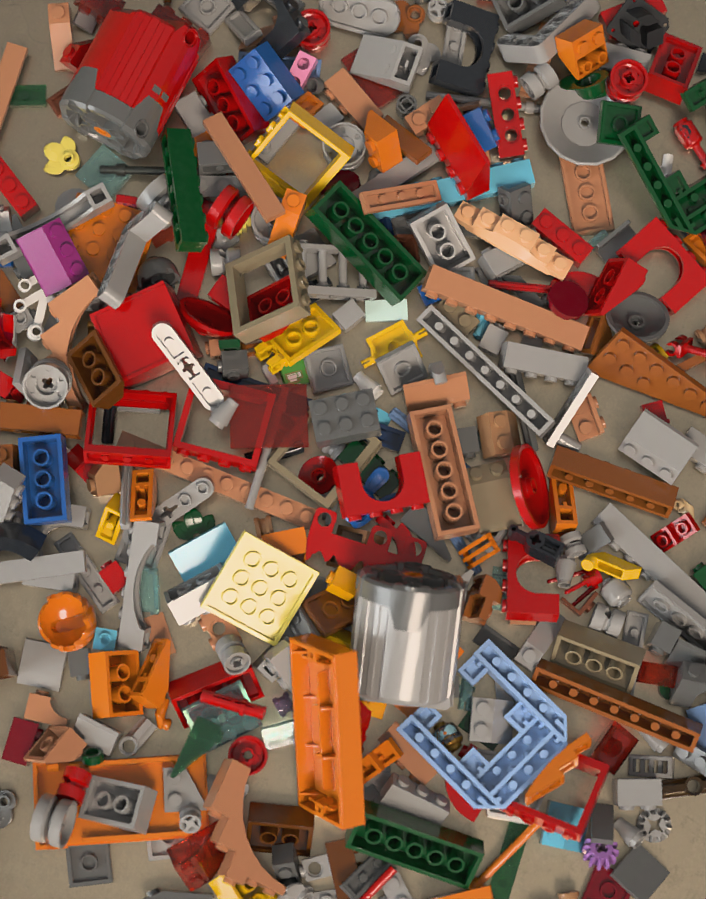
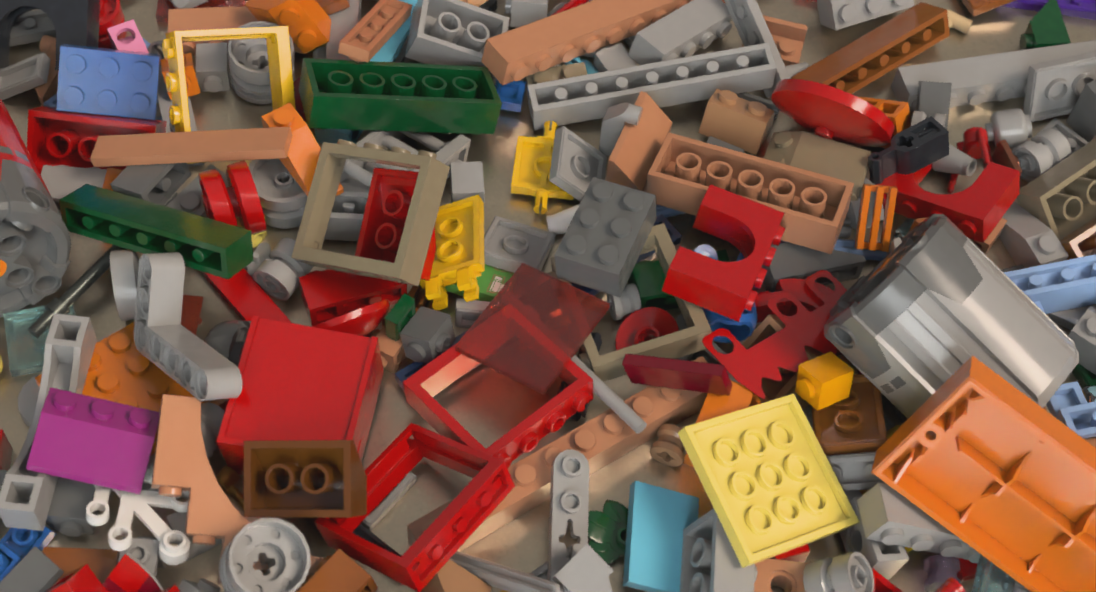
camera: 60 degrees left, 25 degrees down
(127, 200) = (107, 325): red tile -> none
(143, 495) = (524, 551): orange slope -> none
(175, 349) = (361, 353): piece -> none
(222, 415) = (492, 370): light grey cone -> none
(288, 506) = (677, 374): none -> dark red tile
(383, 312) = (493, 149): light aqua tile -> none
(611, 565) = (976, 110): yellow piece -> none
(675, 532) = (969, 34): red slope -> none

